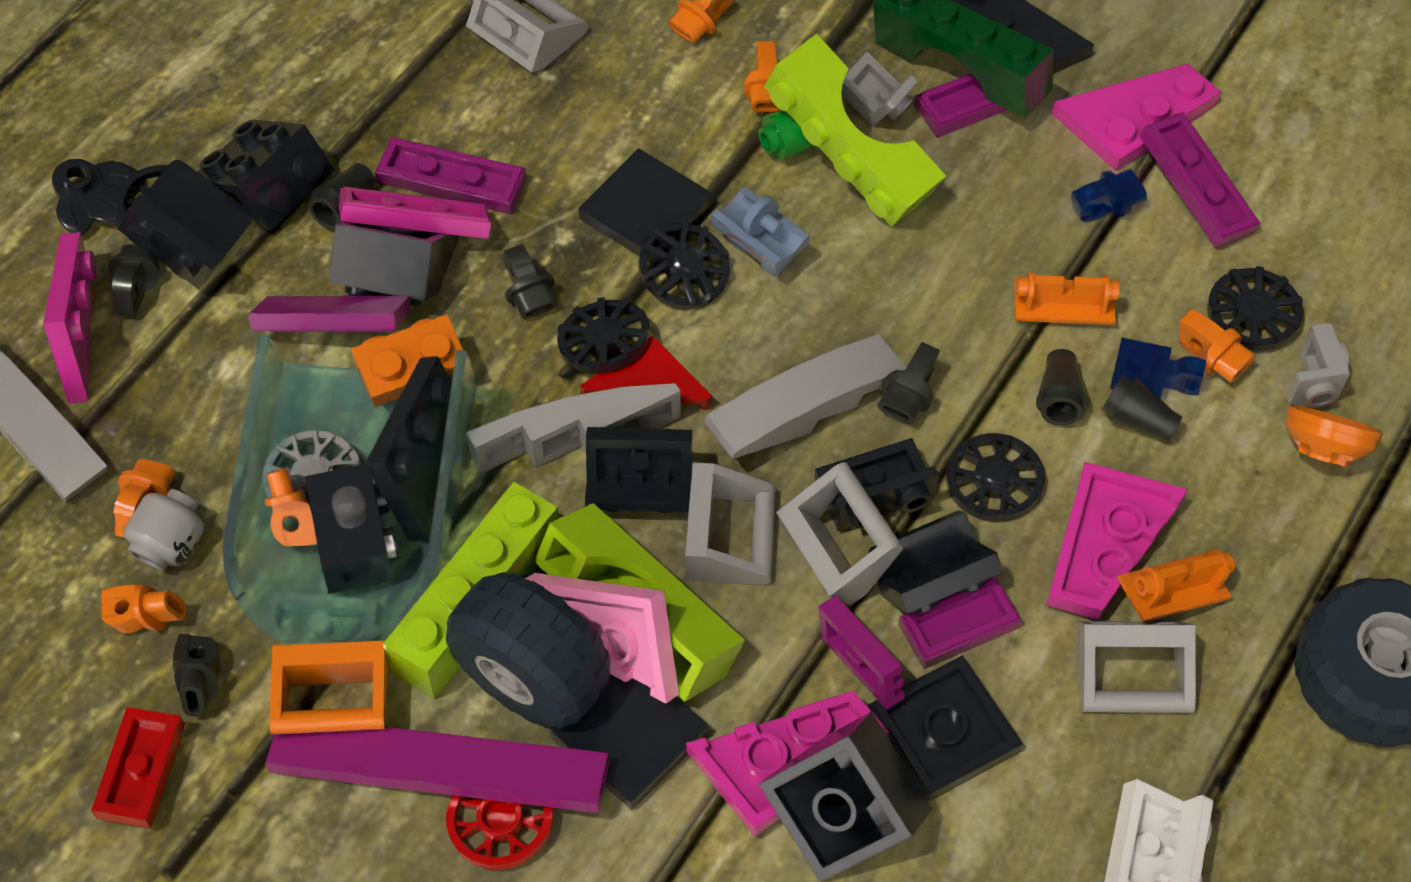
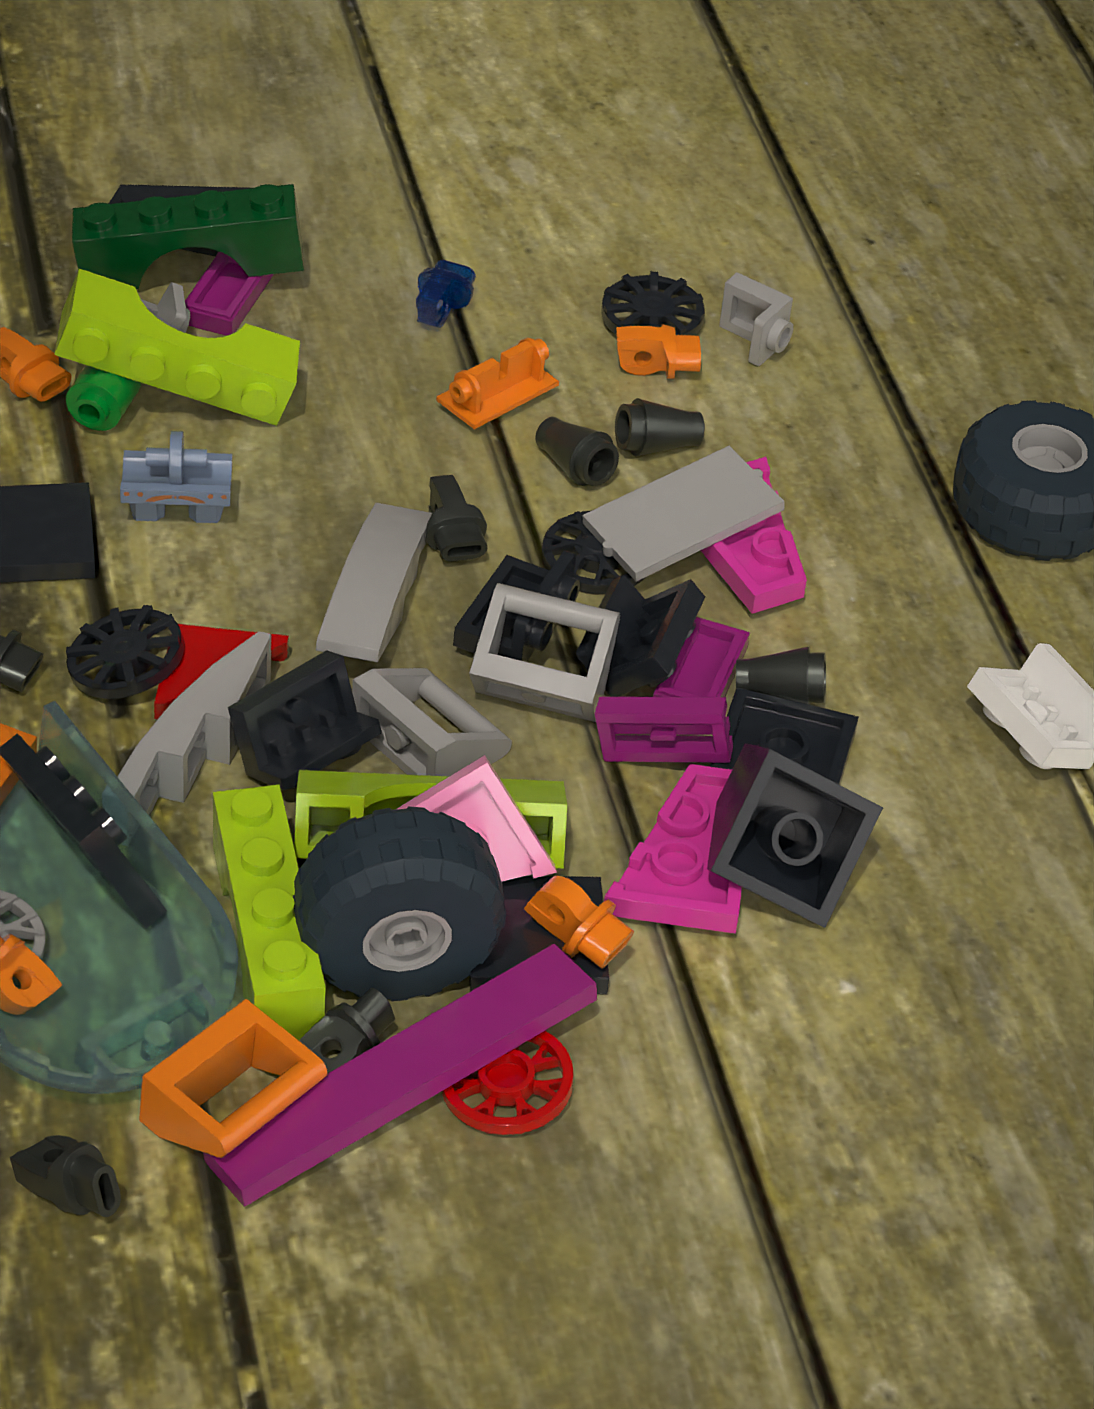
camera: 50 degrees left, 15 degrees down
(138, 767) = (114, 1291): red plate -> none
(350, 530) = (96, 934): black piece -> none
(437, 707) = (350, 1029): none -> pearl dark grey piece
(645, 767) = (578, 922): none -> orange piece
(684, 265) = (130, 553): black wheel -> none
(1005, 676) = (786, 675): none -> pearl dark grey cone
(1071, 493) = (683, 513): none -> light grey piece
(1115, 115) = (383, 225): dark pink wing -> none
(1136, 634) = (894, 571): light grey tile -> none
(1152, 366) = (605, 396): clear blue plate -> none
(1179, 585) = (839, 526): orange hinge -> none
(1199, 180) = (501, 240): magenta tile -> none
(1330, 436) = (823, 354): orange piece -> none

